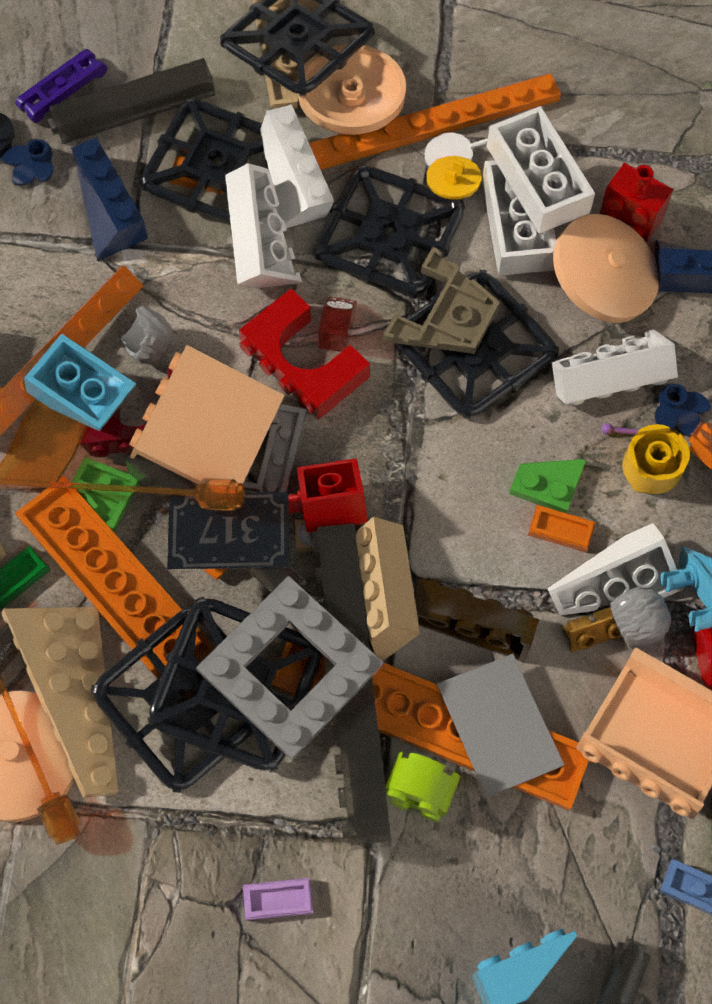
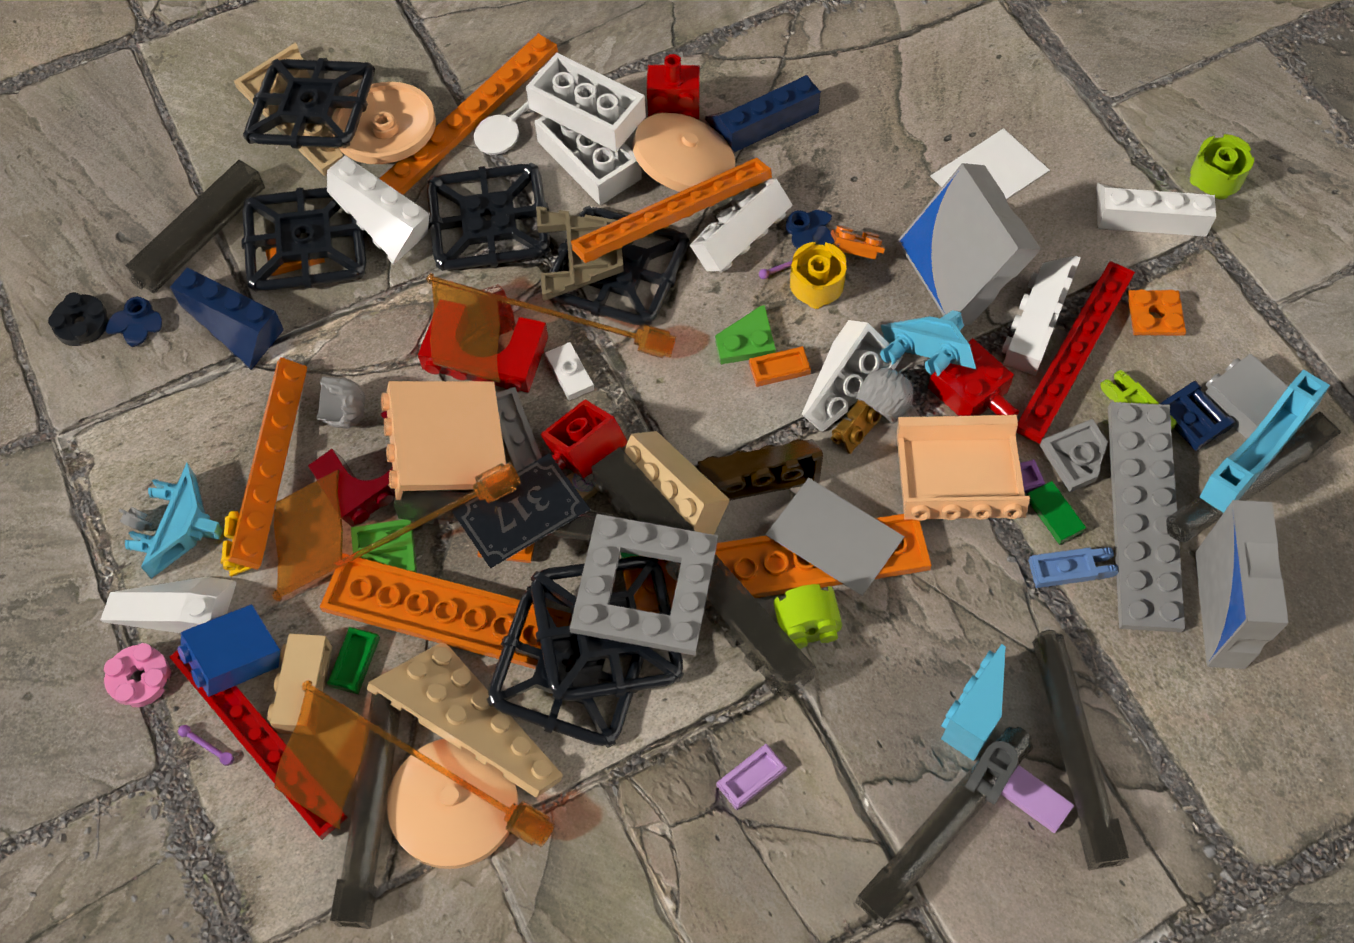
camera: 30 degrees left, 5 degrees down
(60, 84) = (120, 246): dark purple plate -> none
(78, 384) = (310, 467): medium azure slope -> none
(258, 230) = (379, 268): white wedge -> none
(296, 330) = (469, 327): none -> clear orange flag
(366, 421) = (569, 371): none -> white plate
(454, 177) = (514, 149): yellow piece -> none
(555, 319) = (670, 210): none -> orange plate

